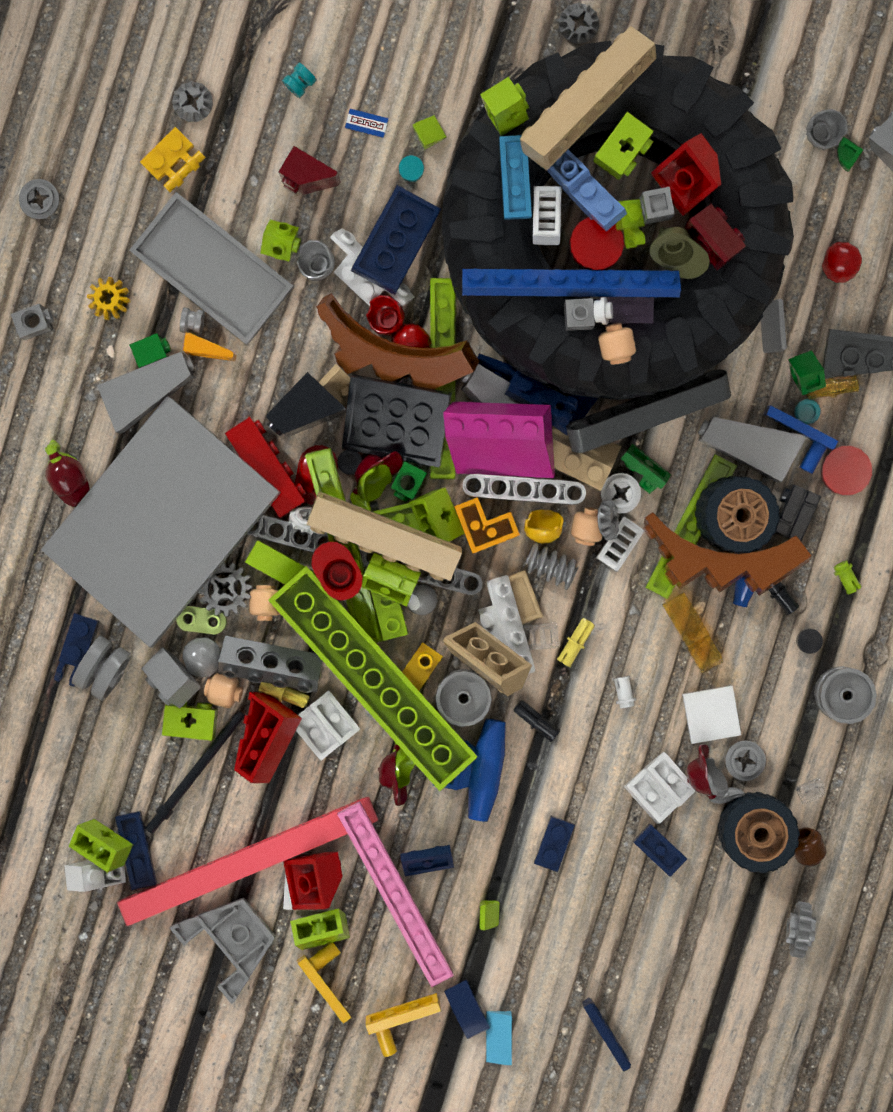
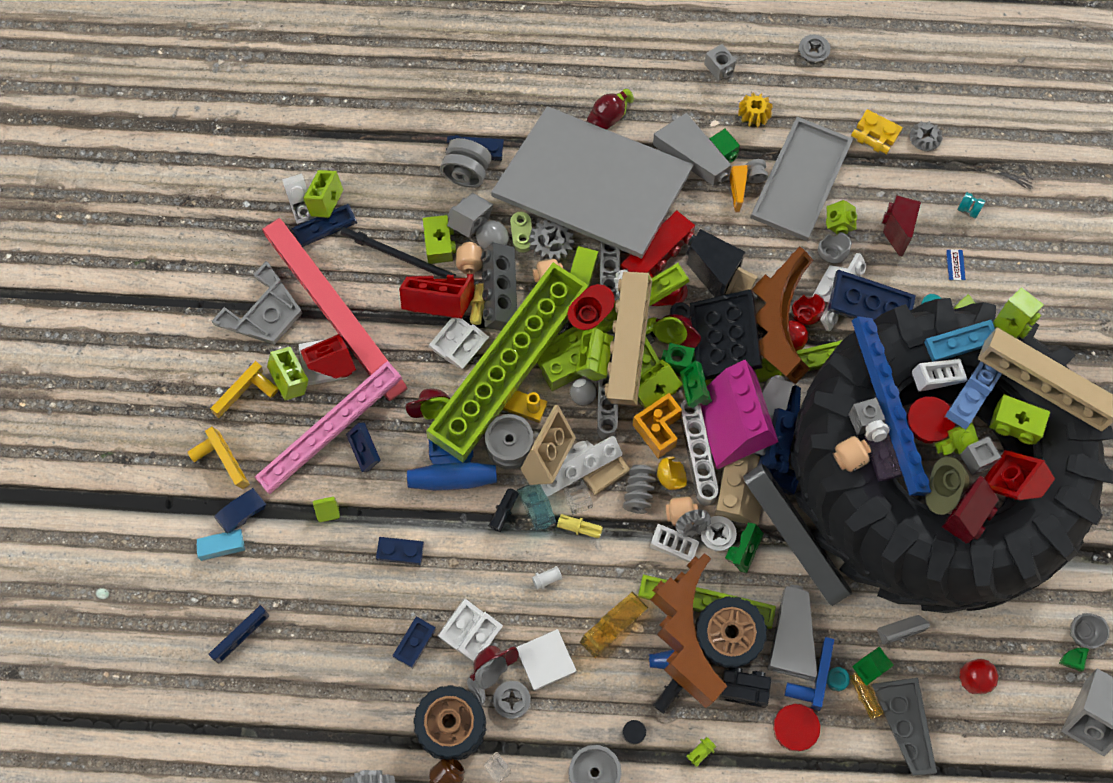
camera: 75 degrees right, 20 degrees down
(450, 474) = (695, 385): none -> green hinge
(545, 685) = (537, 506): none -> clear light blue slope

